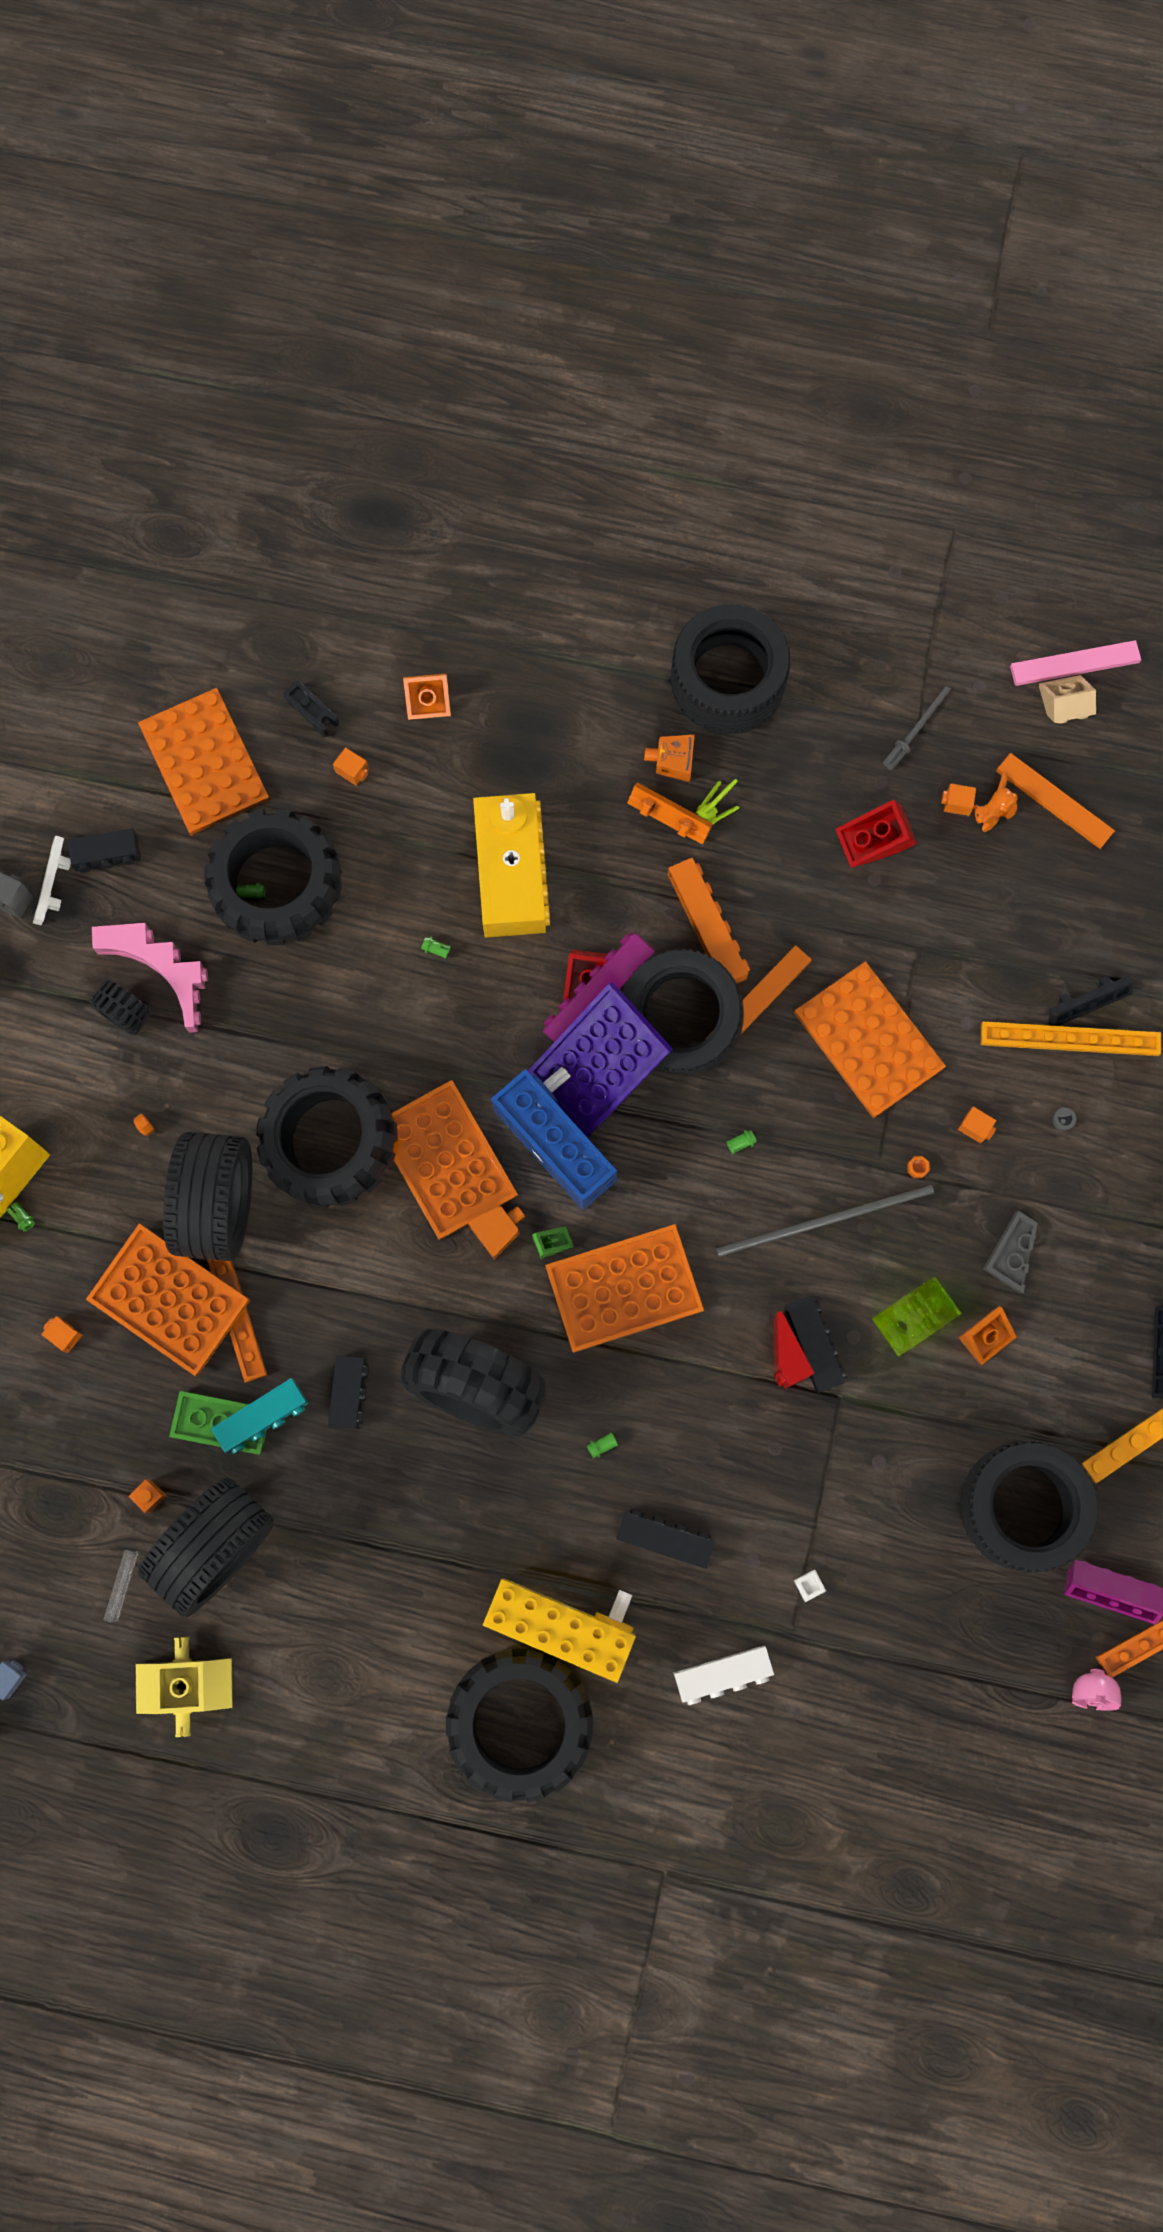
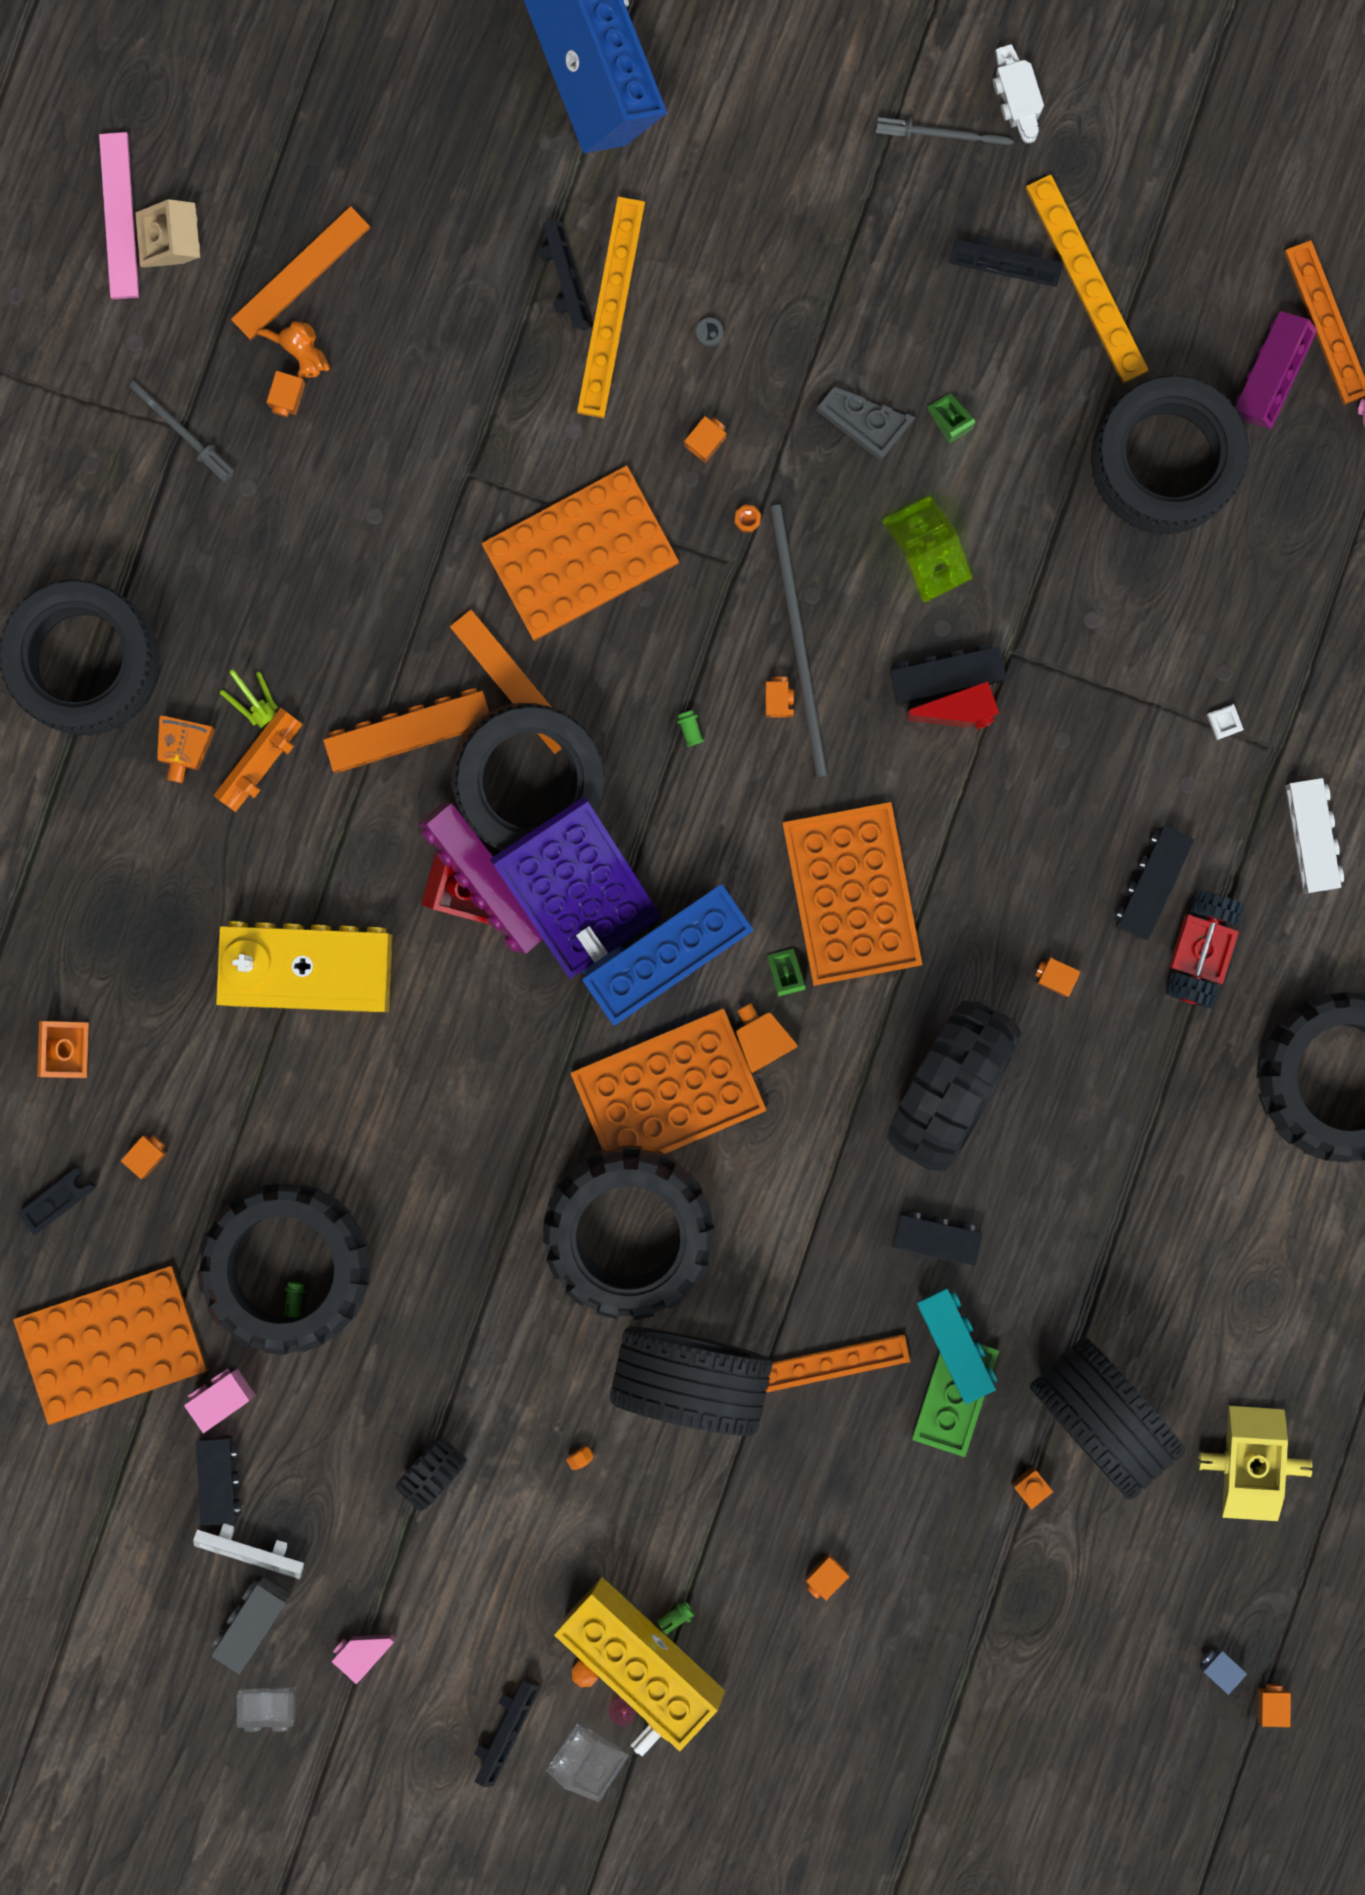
camera: 85 degrees left, 10 degrees up
(120, 1586) = (1131, 1527): clear tile -> none
(134, 942) = (398, 1393): bright pink arch -> none
(166, 841) = (215, 1403): none -> bright pink brick
(168, 1300) = (805, 1446): orange plate -> none
(435, 947) = (396, 1074): bright green pin -> none
(576, 1466) = (1056, 976): none -> orange brick
(585, 1640) = (1246, 1014): yellow piece -> none
(602, 1445) = (1035, 944): bright green pin -> none
(606, 1583) = (1204, 949): none -> plate
(775, 1208) = (778, 698): none -> orange brick
(876, 834) = (319, 505): red slope -> none
(988, 1335) = (961, 467): orange slope -> none
(1028, 1322) = (951, 417): none -> bright green slope

